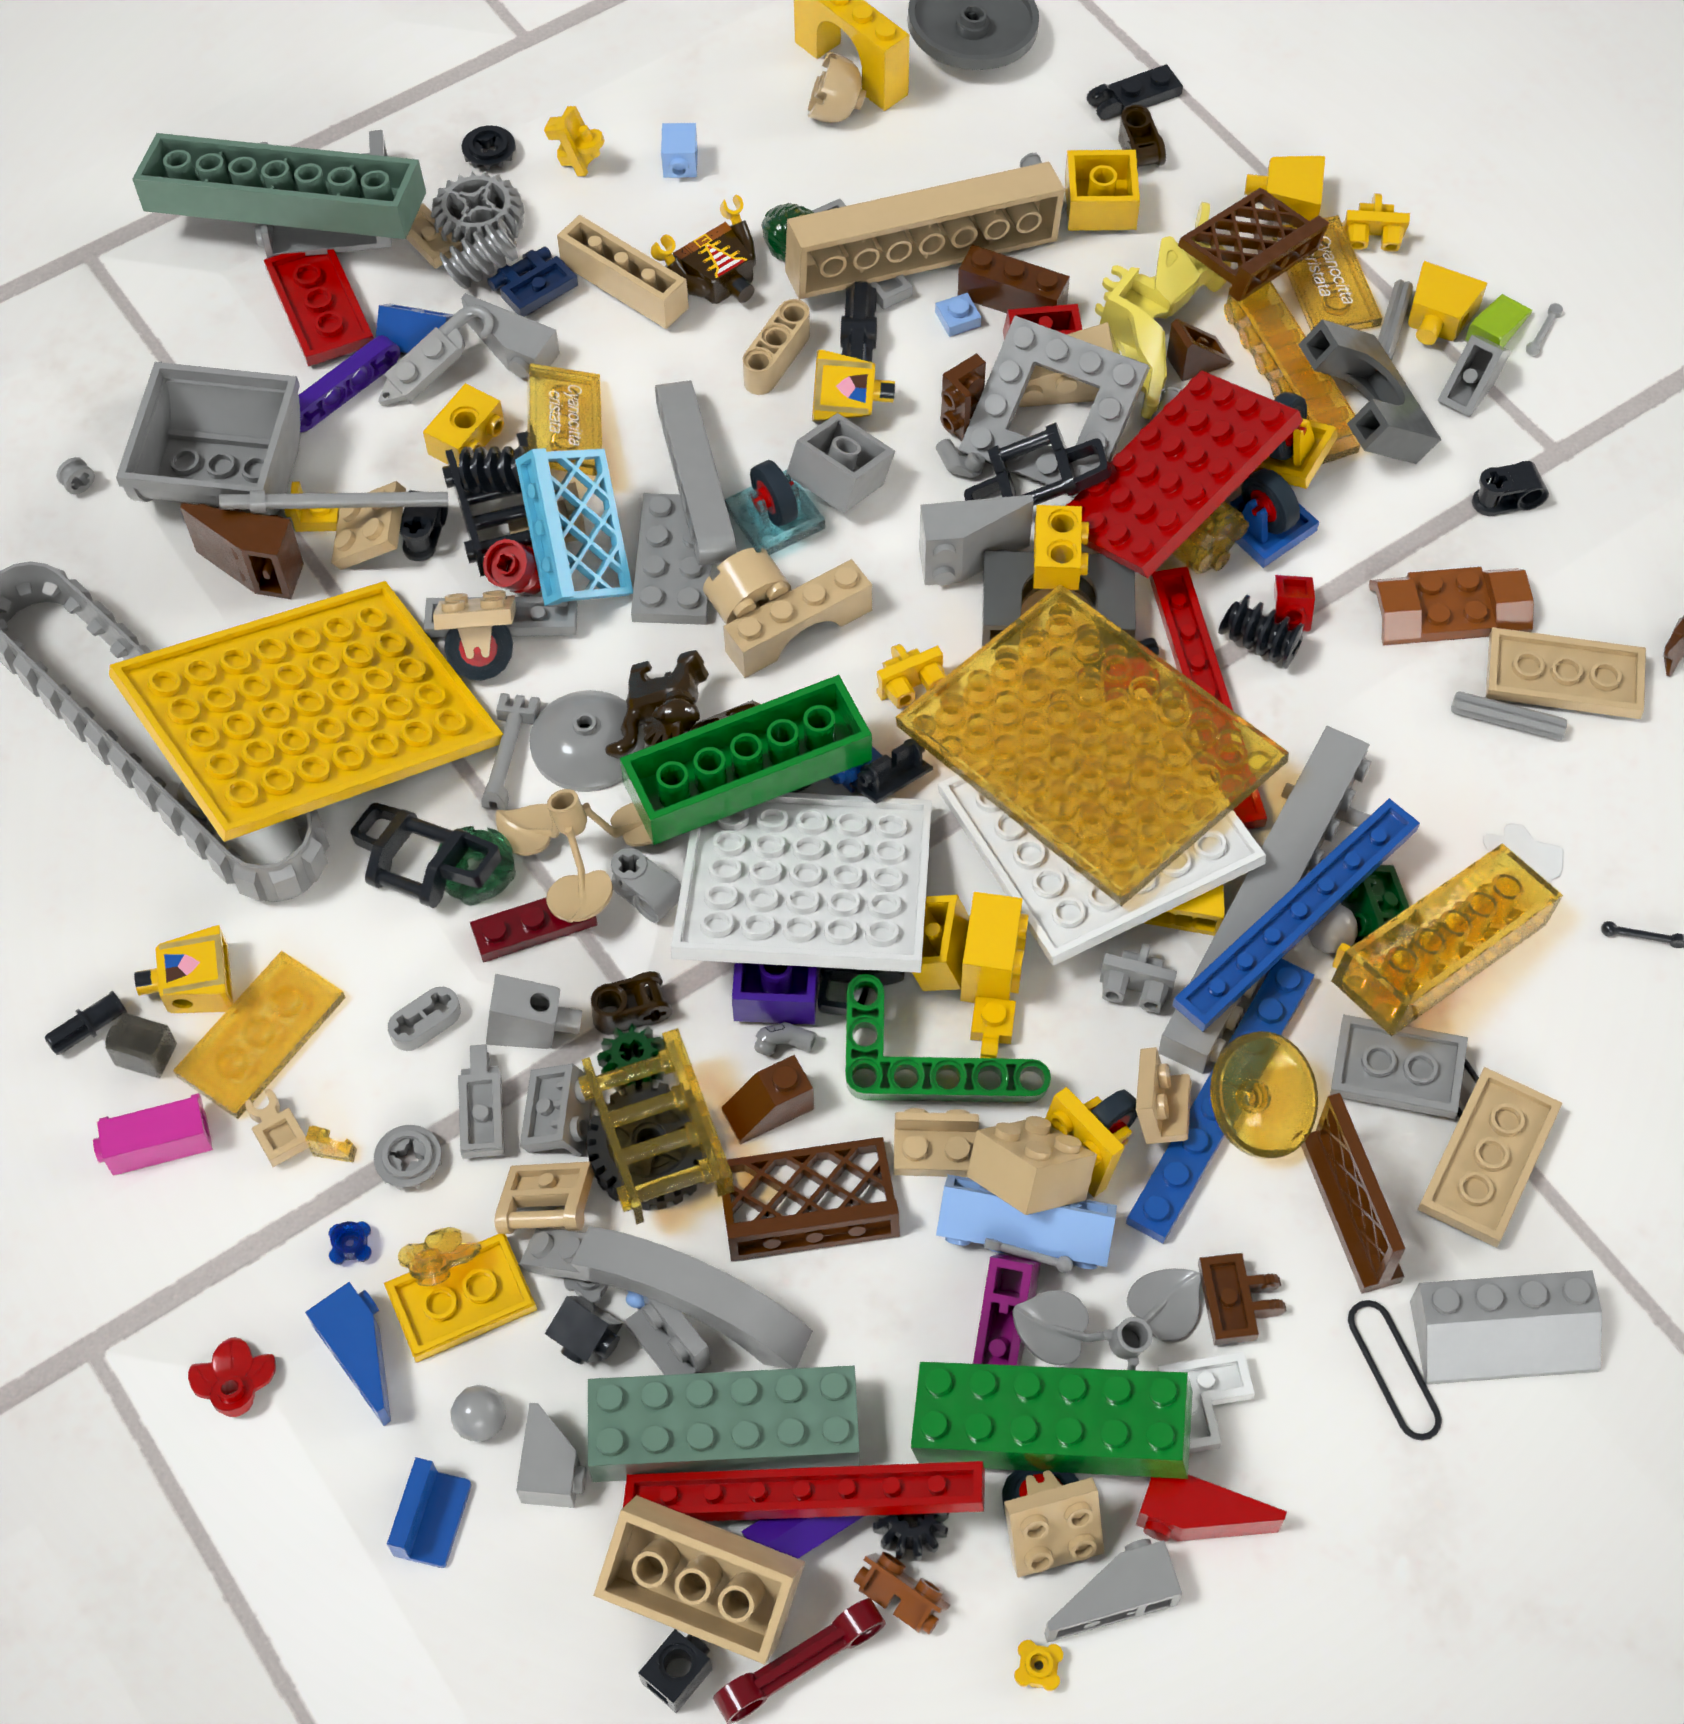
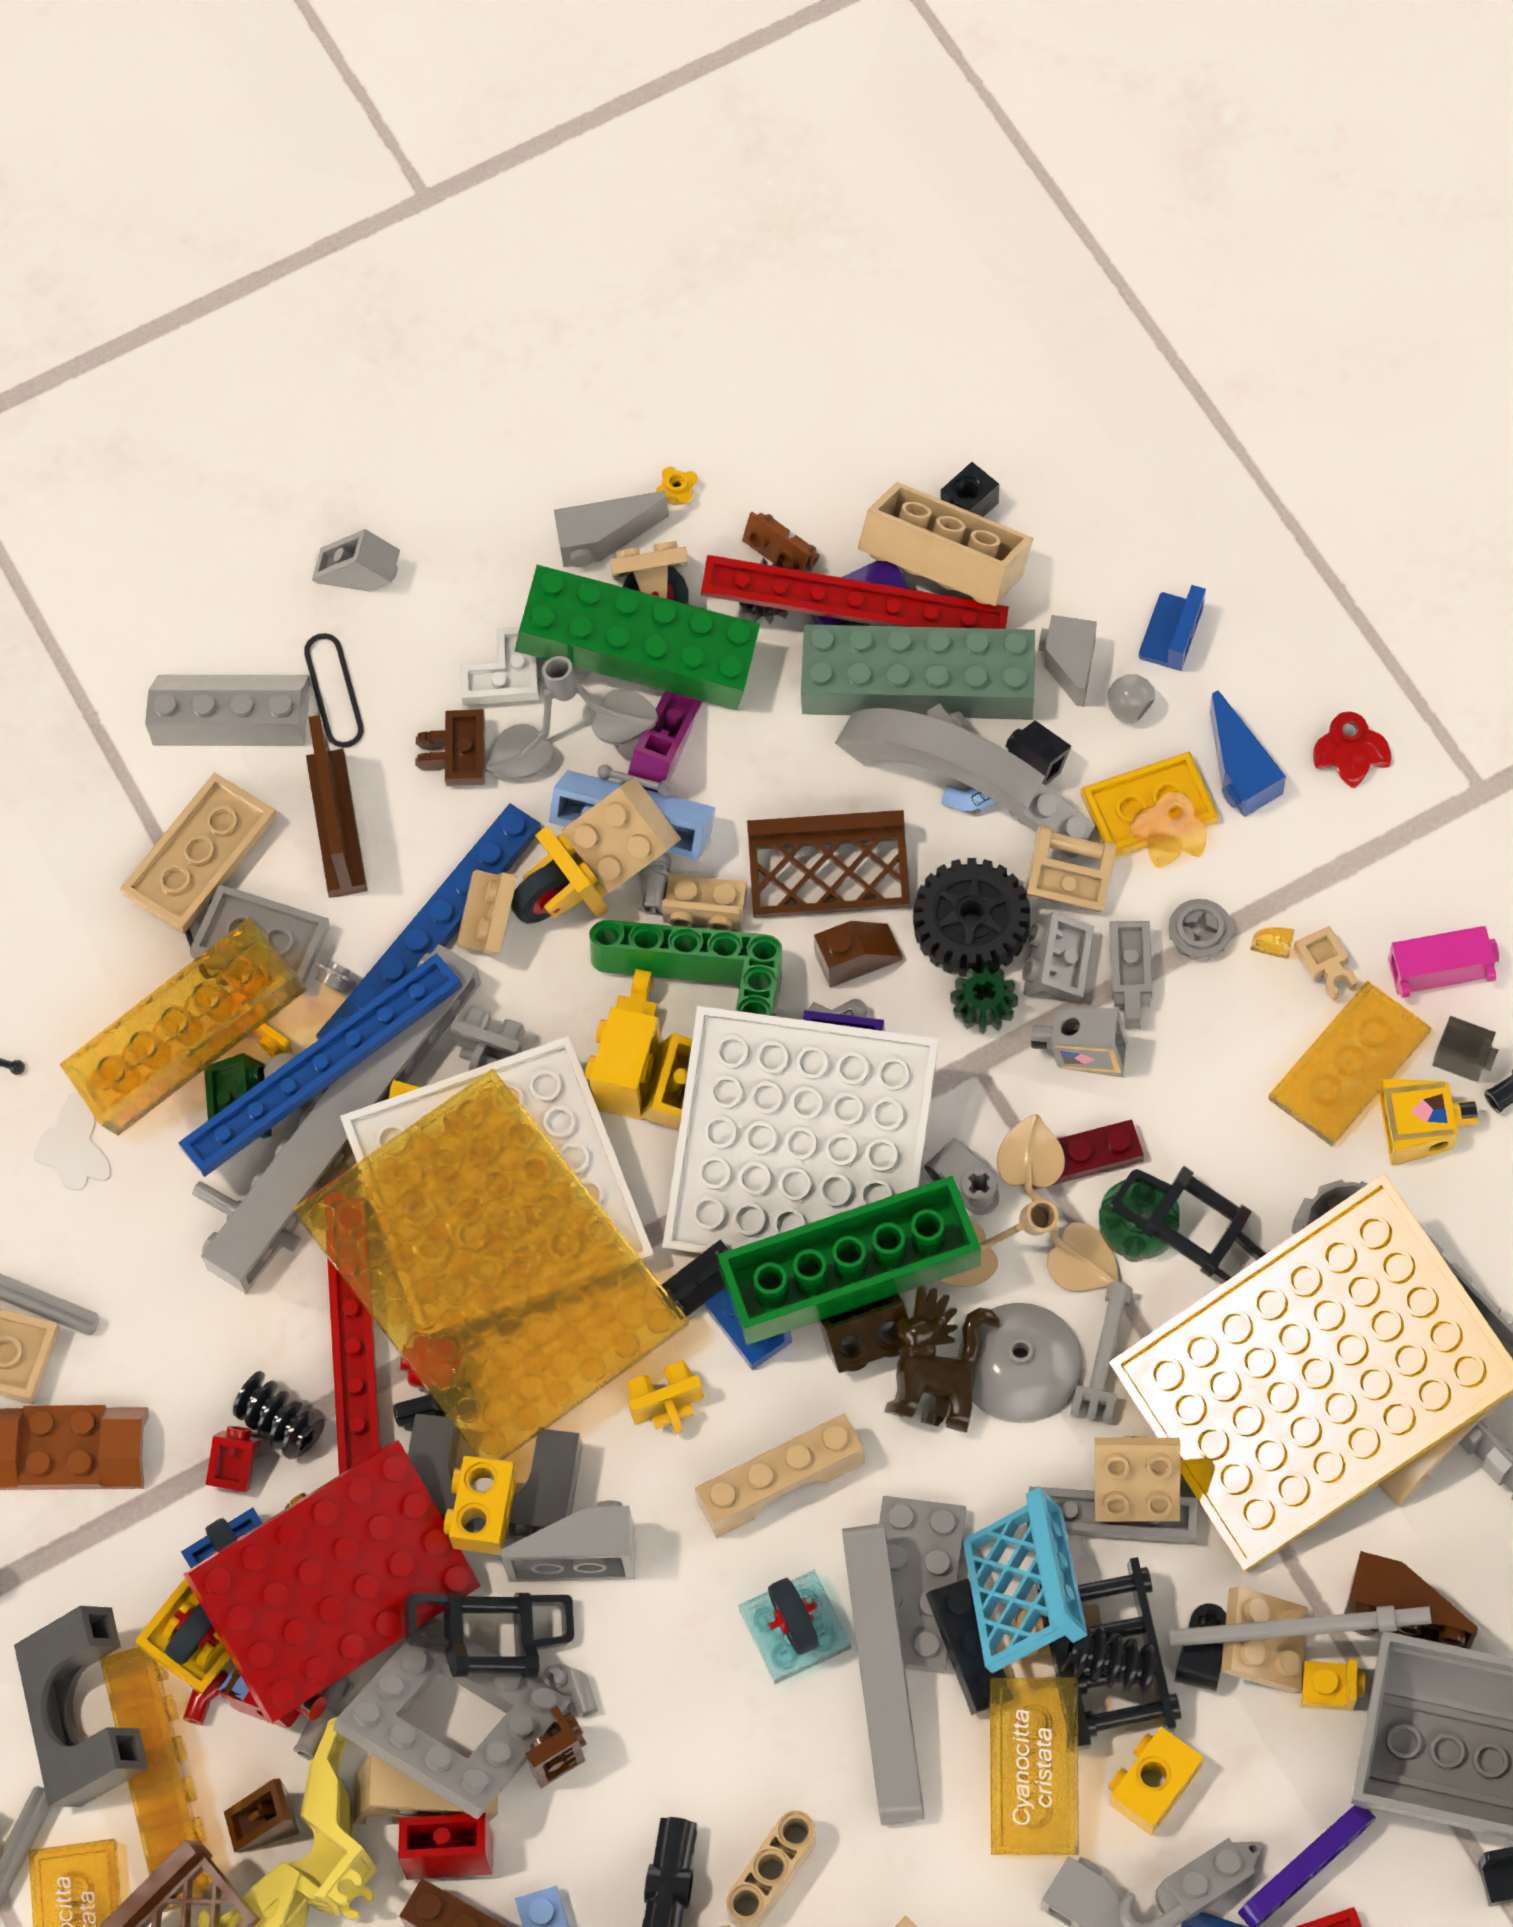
camera: 170 degrees left, 5 degrees up
(345, 1231) = (1255, 846): clear blue plate -> none
(424, 1018) = (1192, 1070): light grey beam -> none
(512, 567) = (1097, 1549): red wheel -> none
(632, 1002) = (981, 1055): dark brown piece -> none
(634, 519) = (958, 1626): none -> black plate
(697, 1132) = (935, 929): clear yellow fence -> none
(745, 584) = (831, 1500): tan brick -> none
(751, 1690) = (823, 517): dark red piece -> none
(840, 462) = (711, 1666): light grey brick -> none
(847, 387) = (693, 1780): yellow torso -> none
(1203, 1510) = (505, 576): red slope -> none
(1279, 1093) = (395, 896): clear yellow dish -> none
(1310, 1032) = (334, 976): none -> light grey plate
(1406, 1518) = (357, 562): none -> light grey slope

